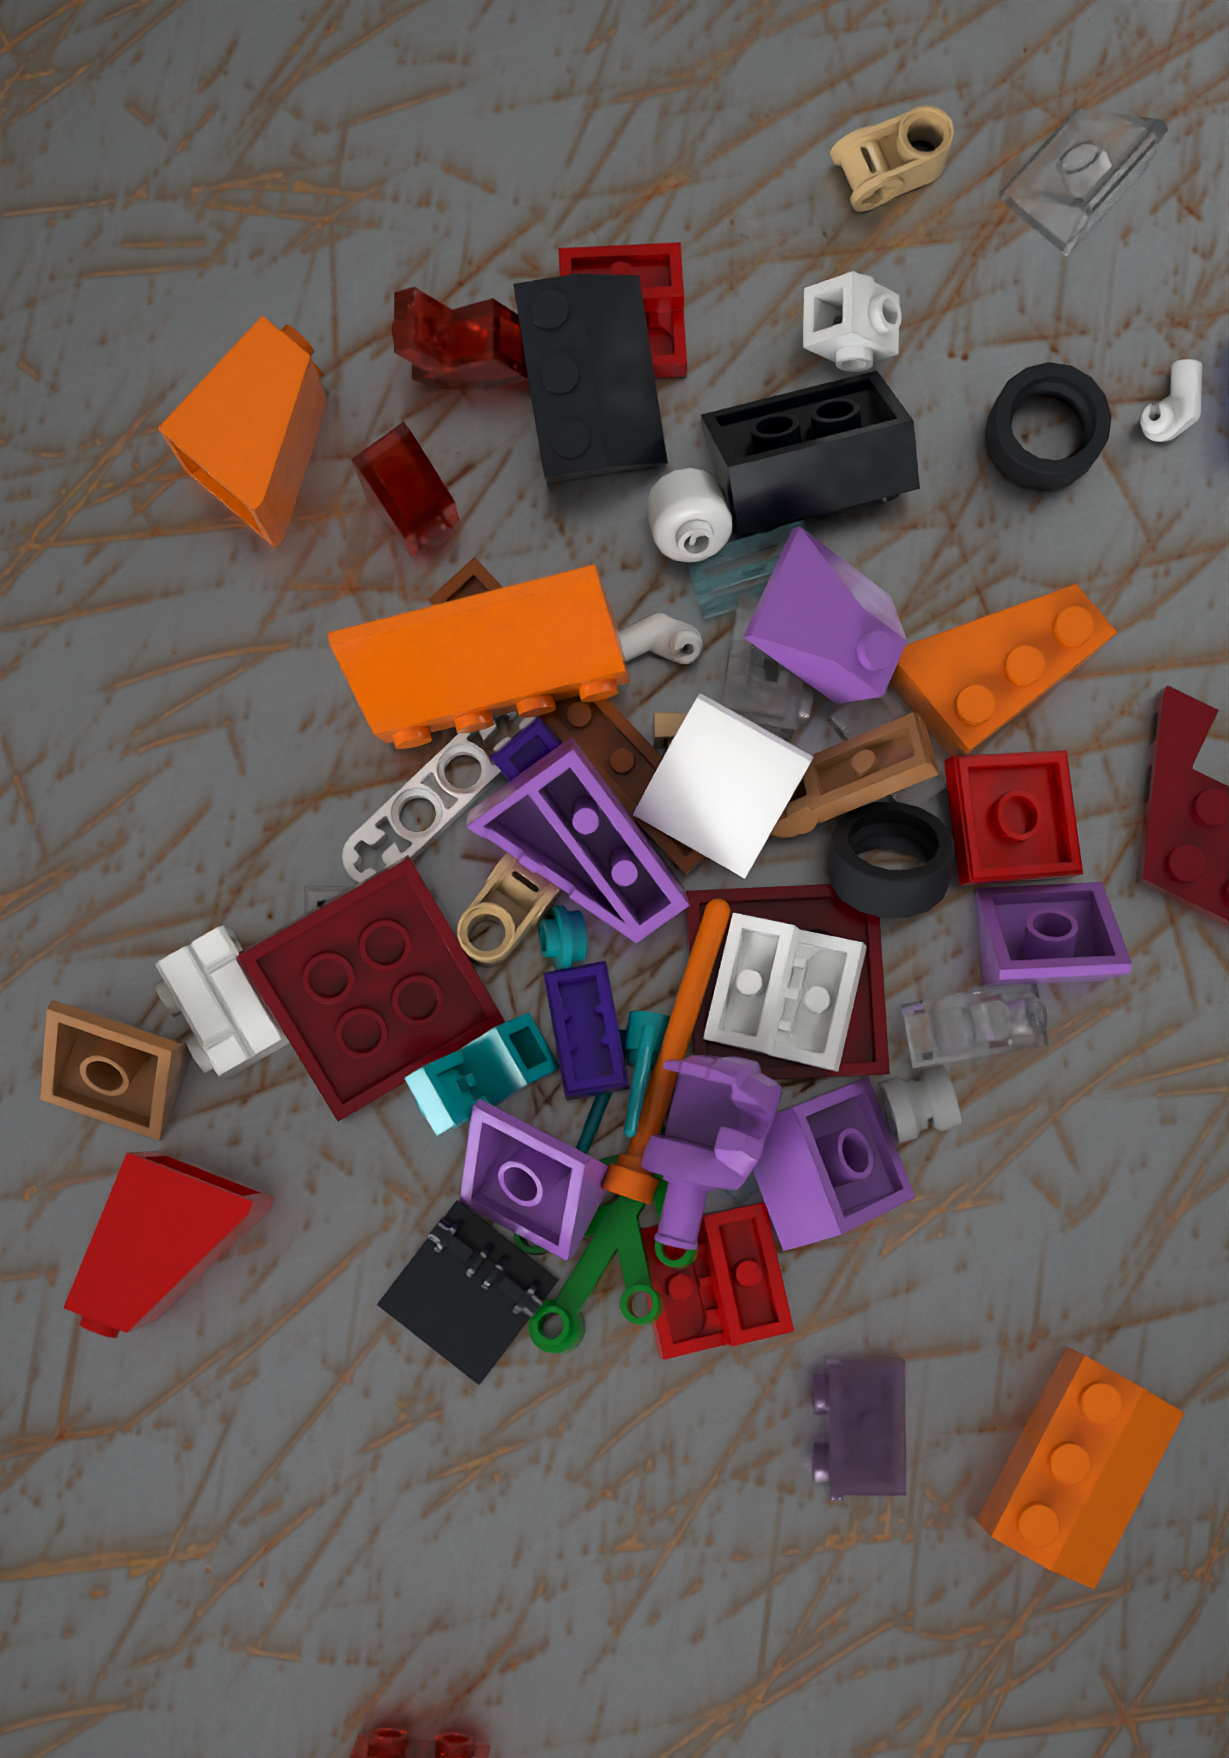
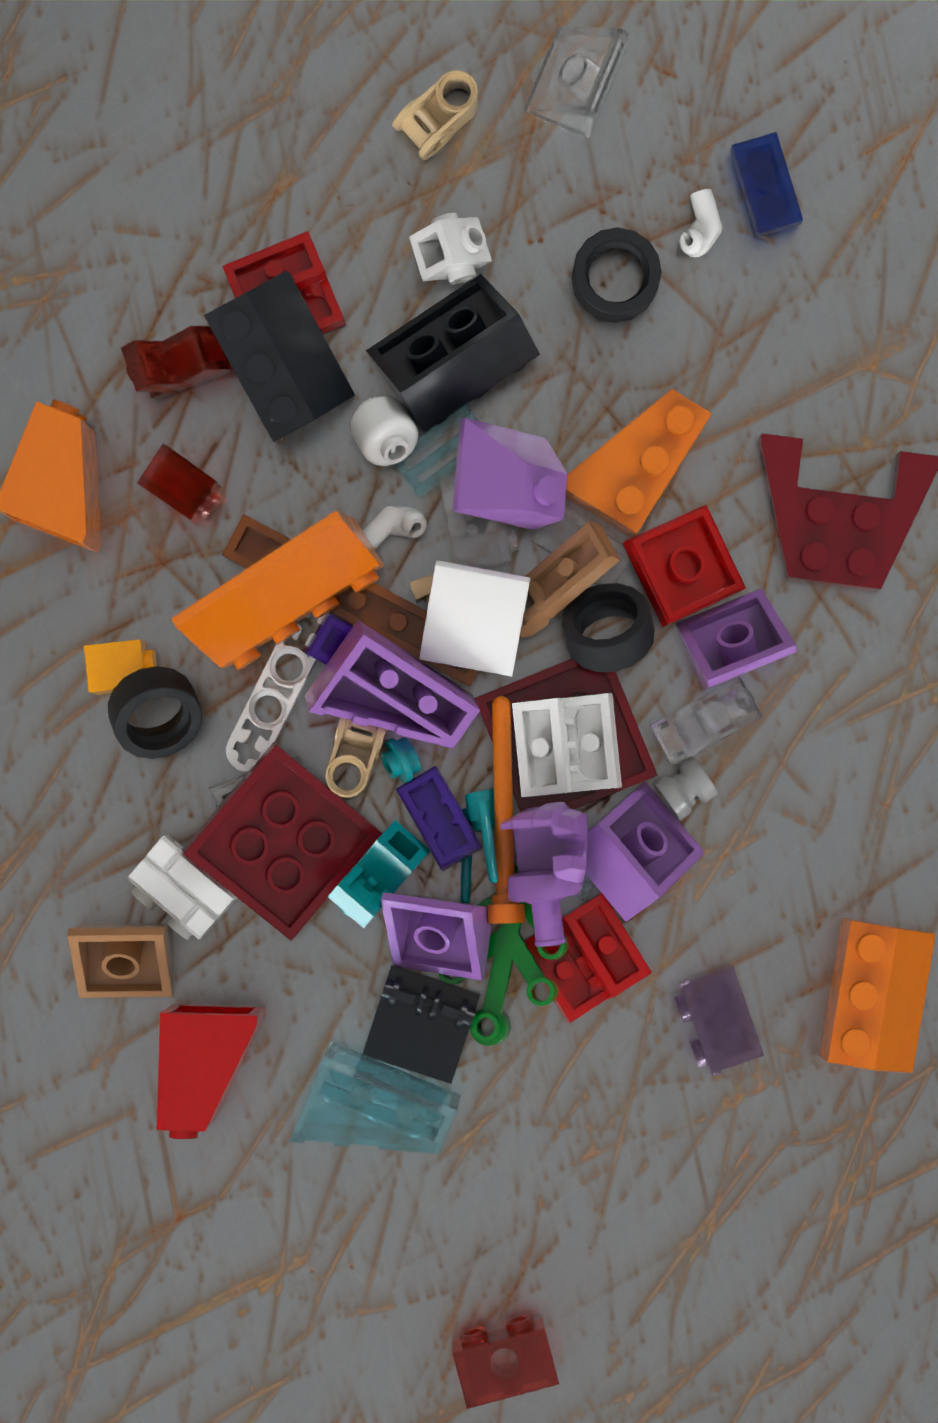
camera: 15 degrees left, 5 degrees up
(247, 694) = (113, 661): none -> light orange brick
(265, 805) = (147, 685): none -> black tyre
(368, 1378) = (374, 1105): none -> clear light blue wedge

